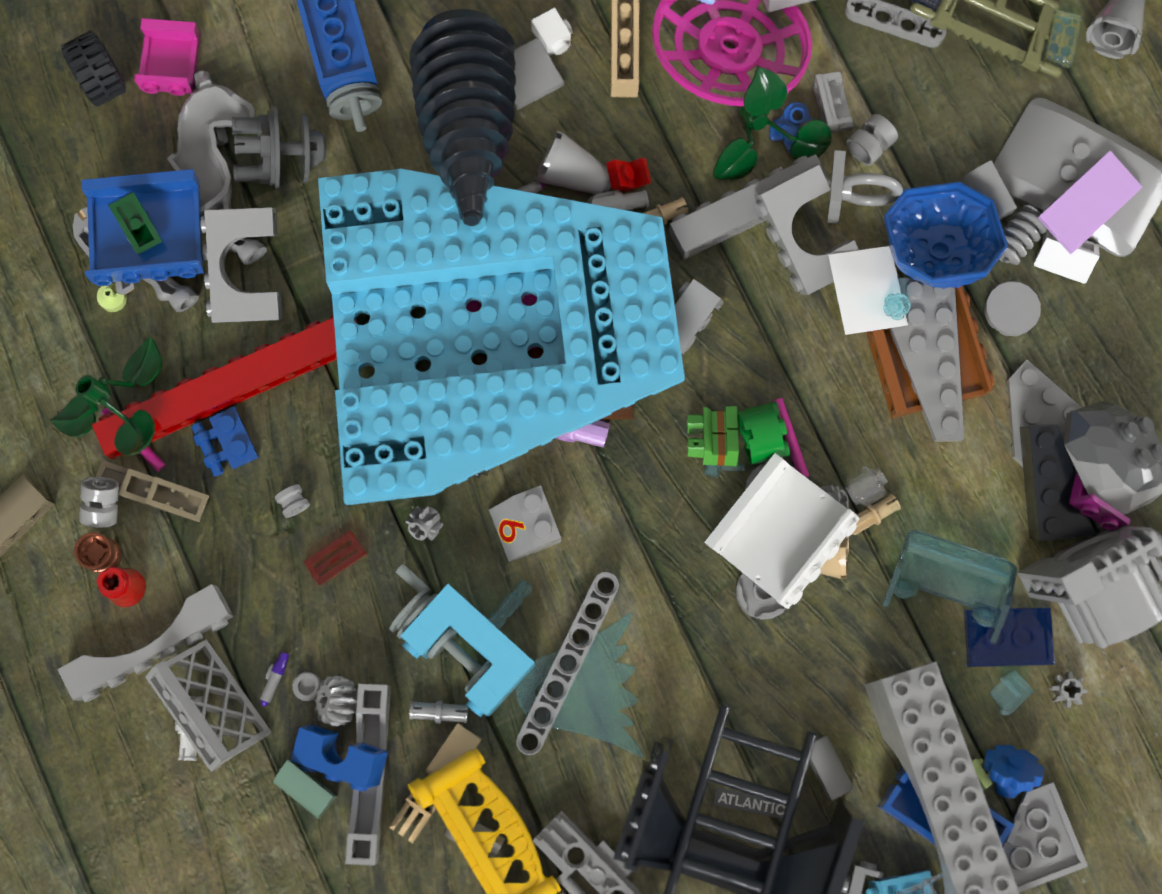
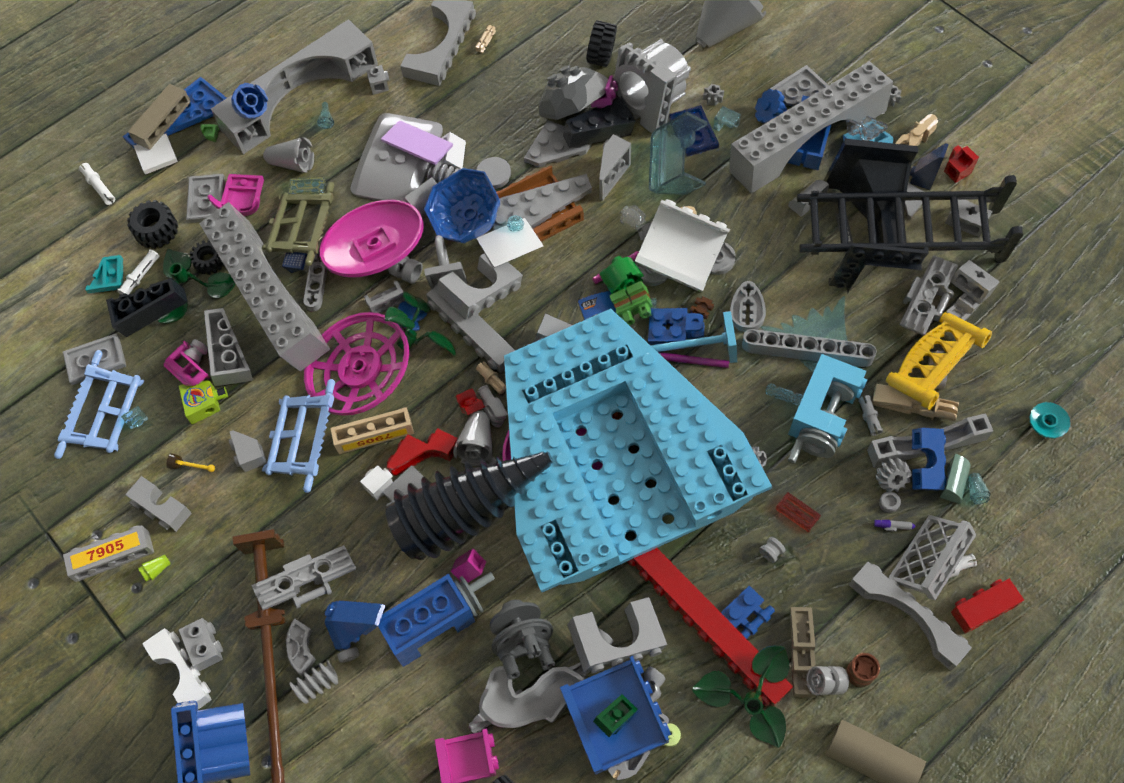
camera: 100 degrees left, 15 degrees down
(123, 750) = (986, 605): none -> red brick
(130, 587) = (881, 650): red plant -> none
(282, 813) = (978, 490): none -> clear light blue cone
(399, 117) = (468, 565): none -> dark pink panel
(525, 524) = (731, 396): light grey slope -> none
(583, 87) = (413, 451): none -> red arch
(606, 494) = (695, 360): none -> magenta bar
(614, 551) = (727, 337): none -> medium azure tile
(662, 498) = (683, 325): none -> blue plate
(665, 587) = (756, 303): none -> light grey piece
(686, 541) = (703, 305): none -> reddish brown piece
(729, 388) = (596, 304): none -> blue sticker
(876, 513) = (647, 209): tan axle -> none
(947, 75) = (350, 242): none -> dark pink dish
(968, 481) = (615, 162): none -> light grey slope

